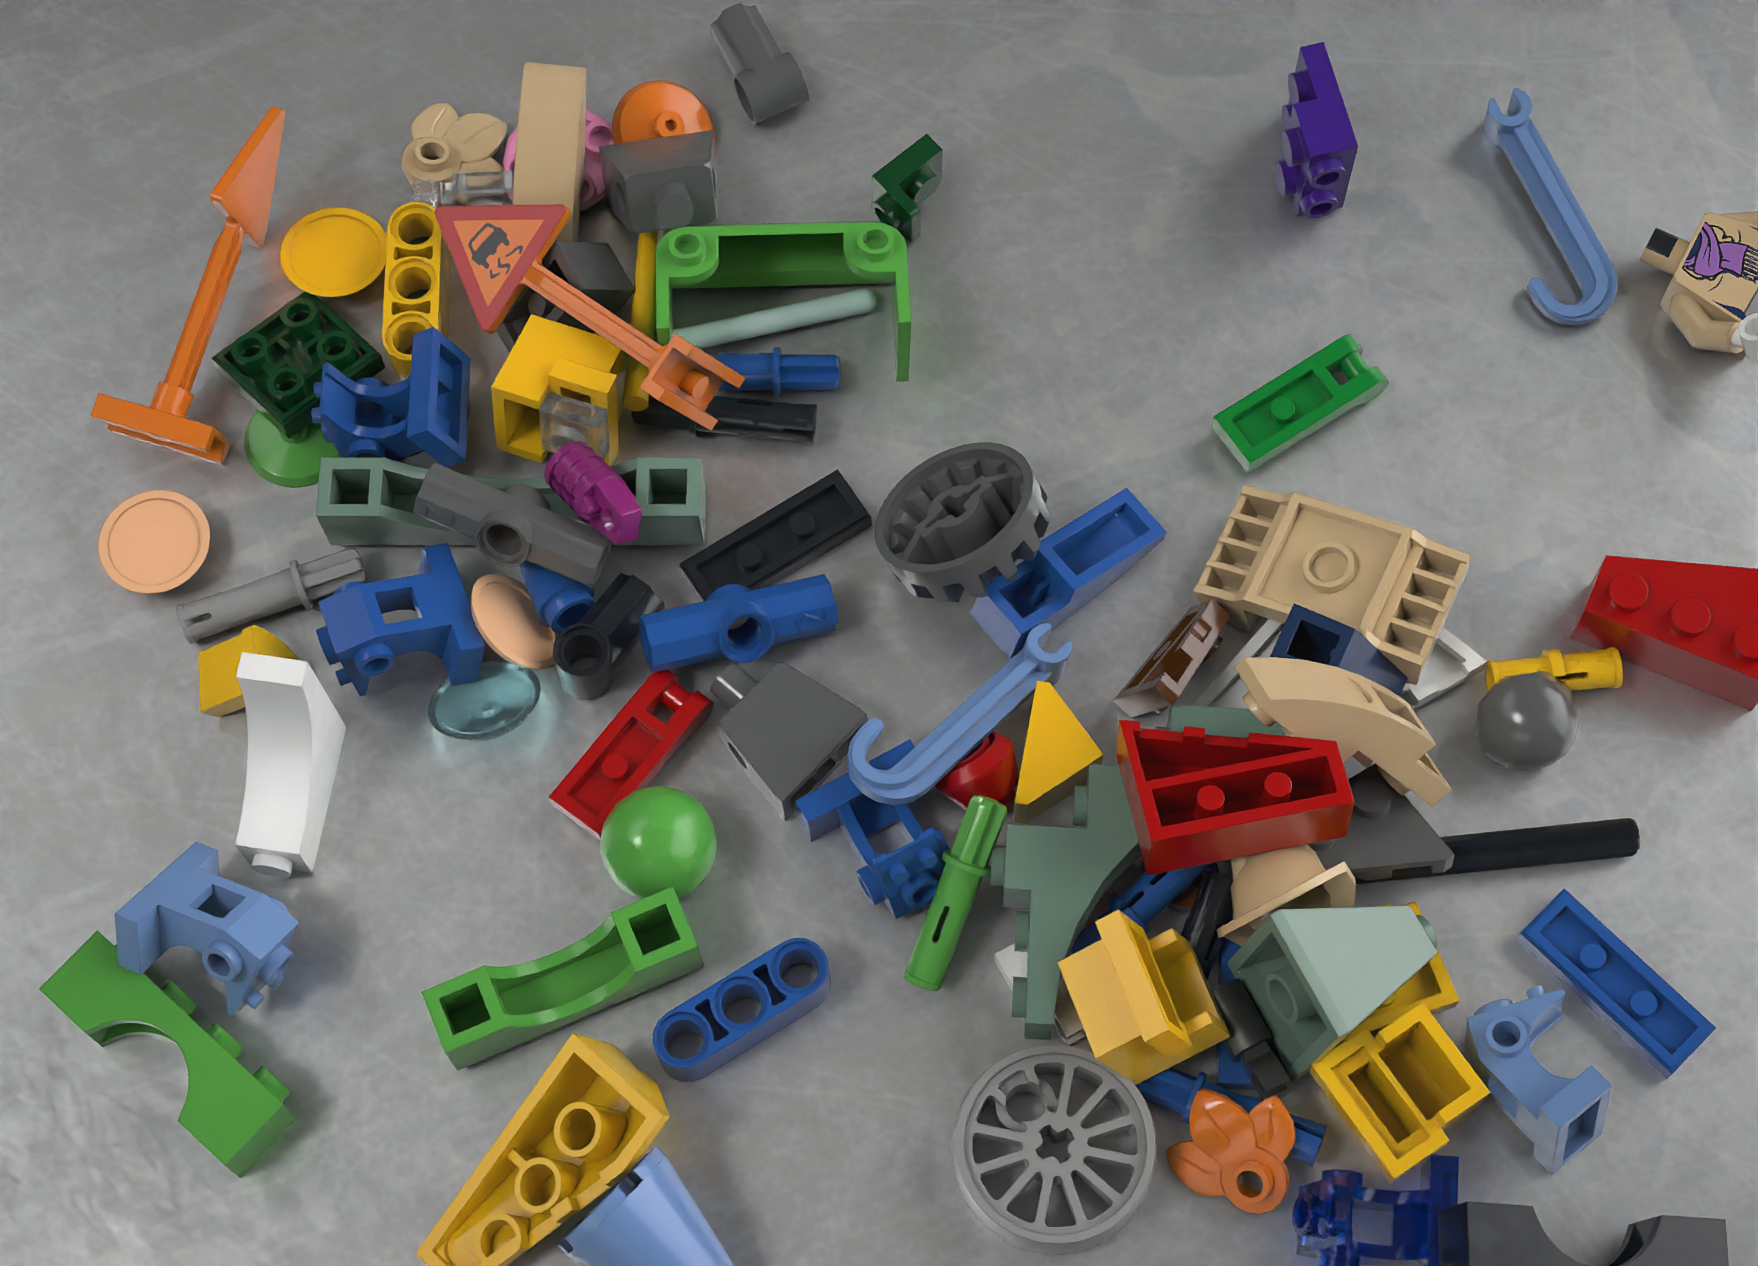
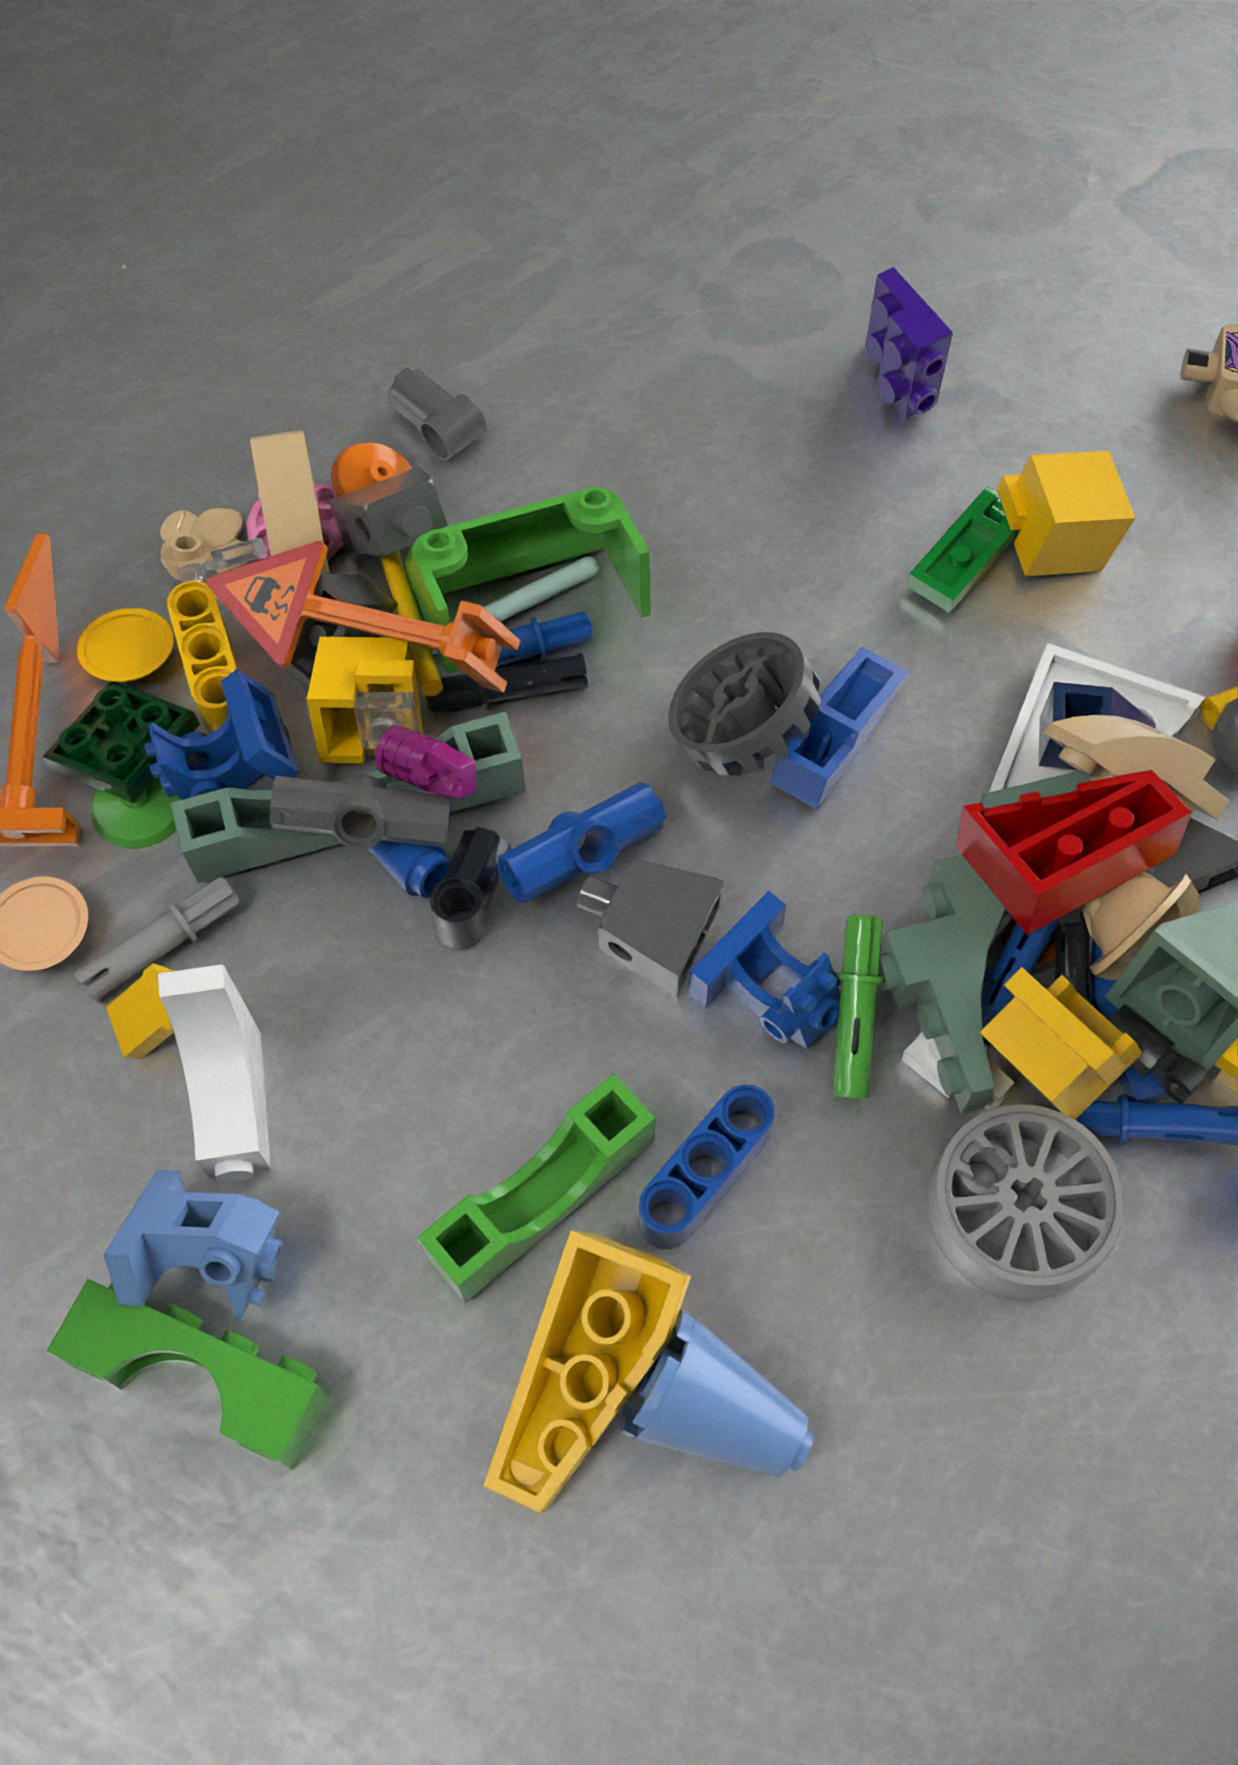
camera: 20 degrees left, 5 degrees down
(367, 645) = (264, 949): blue tile -> none
(485, 708) = (381, 971): clear light blue piece -> none
(510, 623) = (384, 898): light nougat piece -> none
(630, 750) = (524, 980): red plate -> none
(658, 842) = (580, 1043): bright green piece -> none
(780, 539) = (587, 768): black tile -> none
(906, 179) = (592, 461): dark green bracket -> none
(961, 730) = (808, 874): medium blue piece -> none
(985, 771) = (829, 901): red cone -> none
(1053, 757) = (887, 867): yellow slope -> none
(1174, 661) = (959, 770): reddish brown wing -> none
(1235, 1141) = (1174, 1146): orange plate -> none
(1338, 564) = (1021, 650): tan plate -> none
(1416, 395) = (1066, 512): none -> yellow plate
(1558, 212) = (1047, 313): medium blue piece -> none

